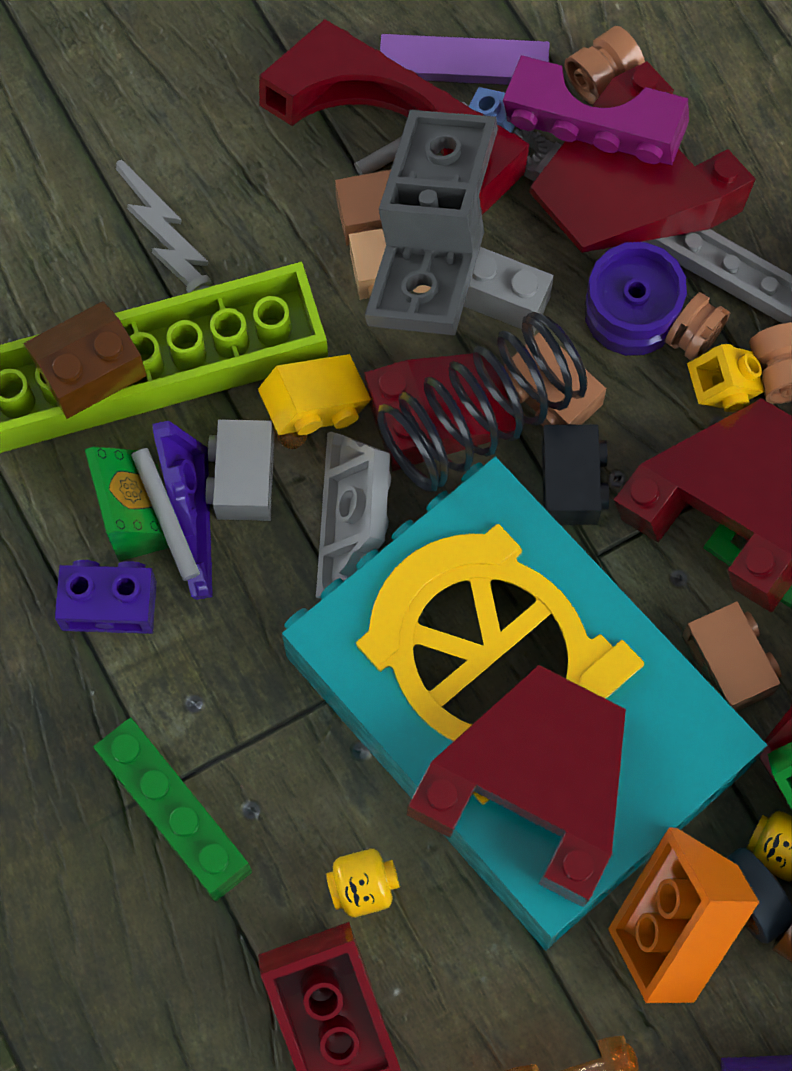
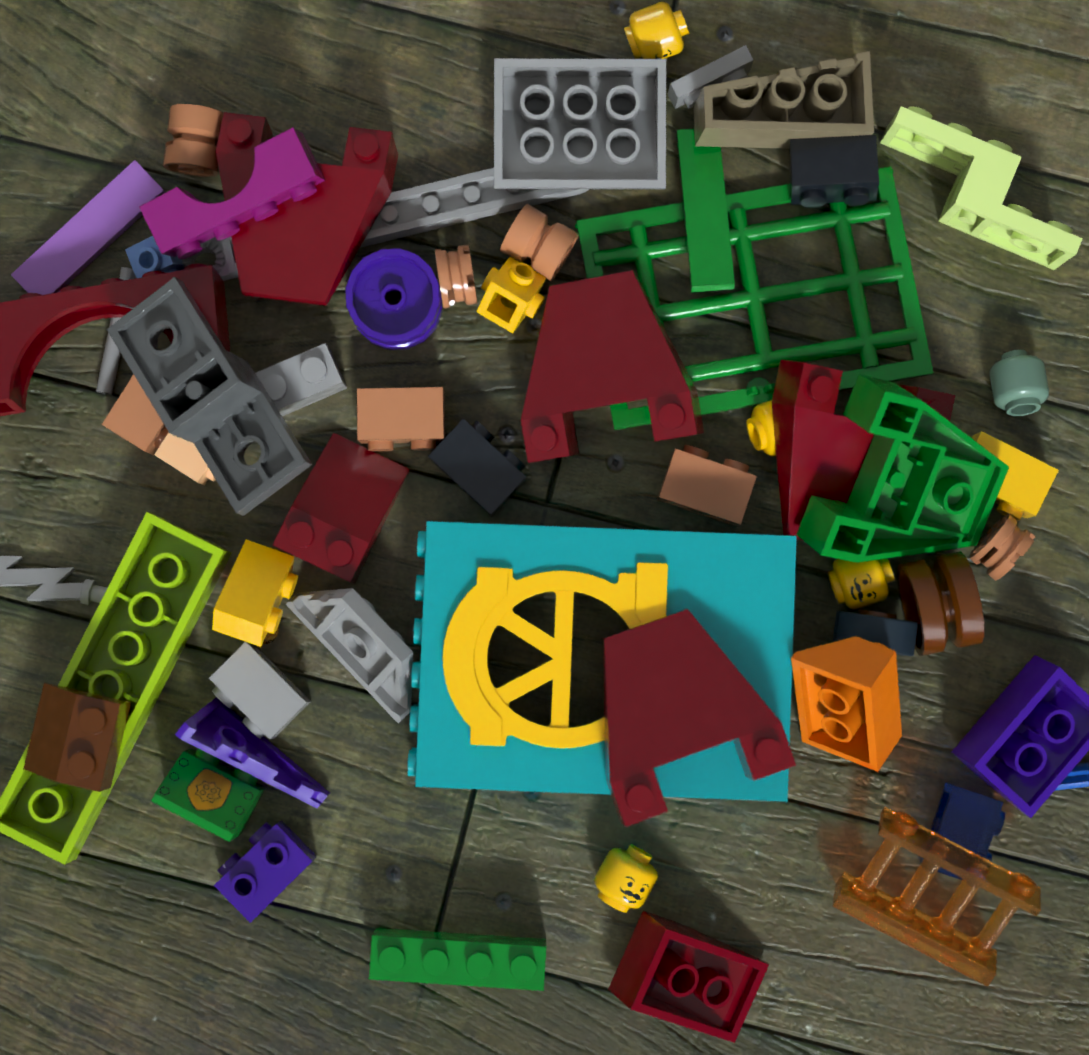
camera: 50 degrees left, 15 degrees up
(165, 514) = (246, 780): light grey bar -> none
(463, 436) = (369, 579): black piece -> none

